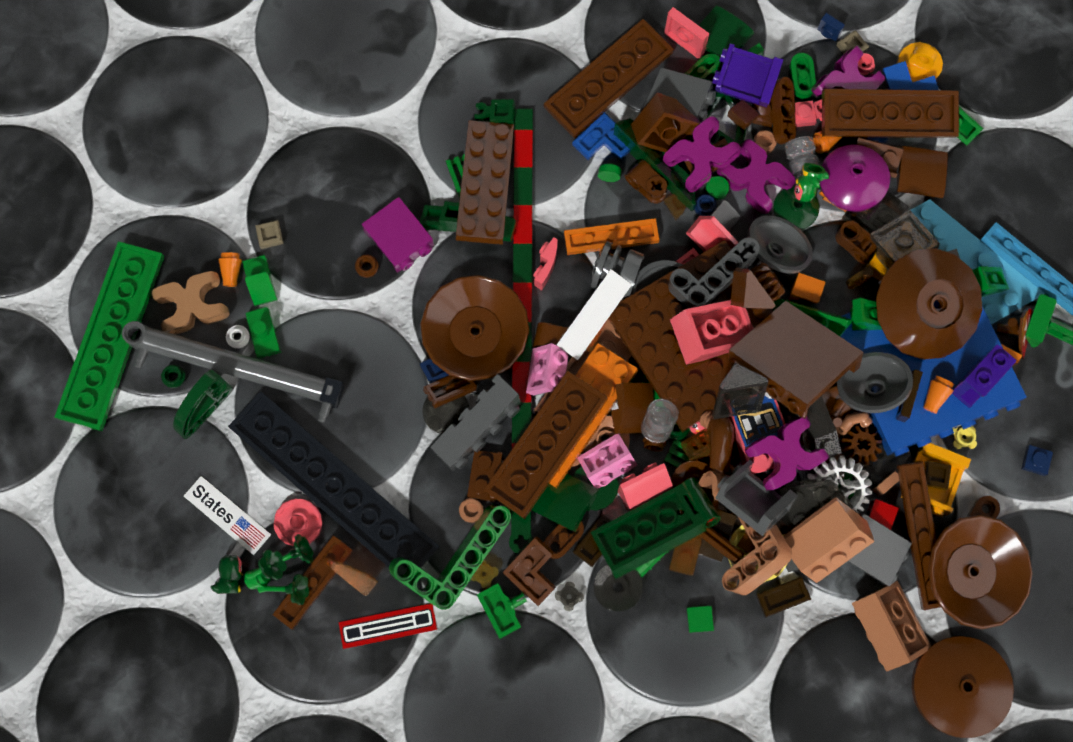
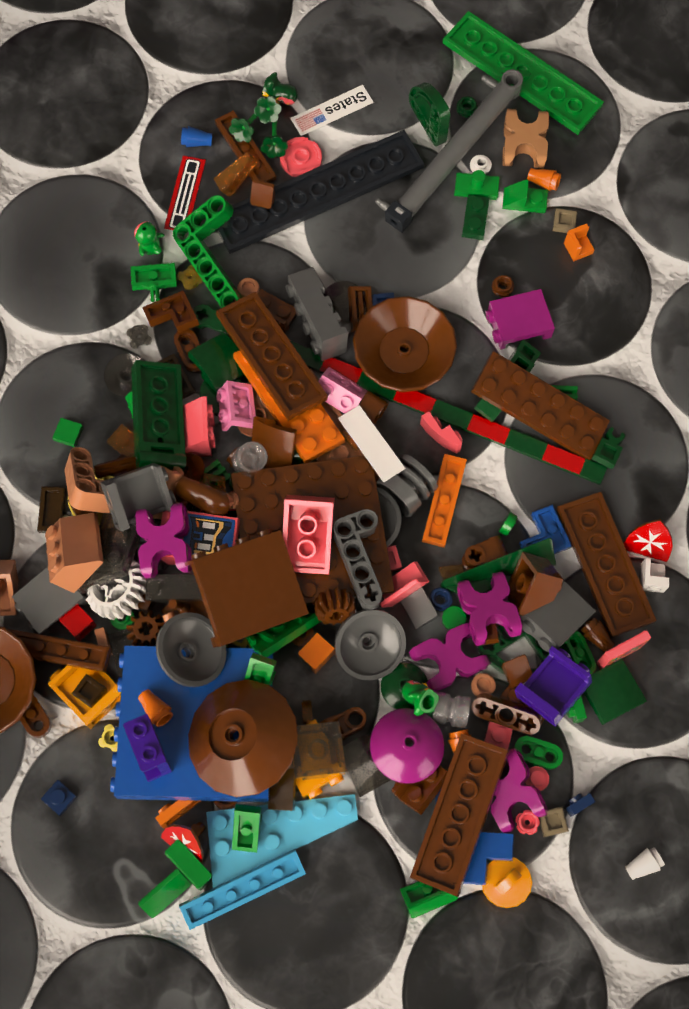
camera: 110 degrees right, 5 degrees down
(292, 211) = (578, 243): none -> orange panel
(299, 320) = (475, 217): none -> dark green plate
(320, 643) = (194, 137): none -> blue cone
(366, 535) = (262, 194): none -> reddish brown slope
(465, 629) = (148, 238): none -> green animal
(571, 45) = (650, 540): none -> shield
(602, 36) = (653, 576): none -> white panel
(678, 60) = (597, 634): none -> reddish brown cone
(740, 393) = (236, 517): clear smoke slope -> none
(748, 291) = (325, 574): reddish brown slope -> none
(823, 67) = (538, 778): none -> coral plate
(905, 409) = (158, 673): dark brown tile -> none
(922, 172) = (389, 826): reddish brown slope -> none

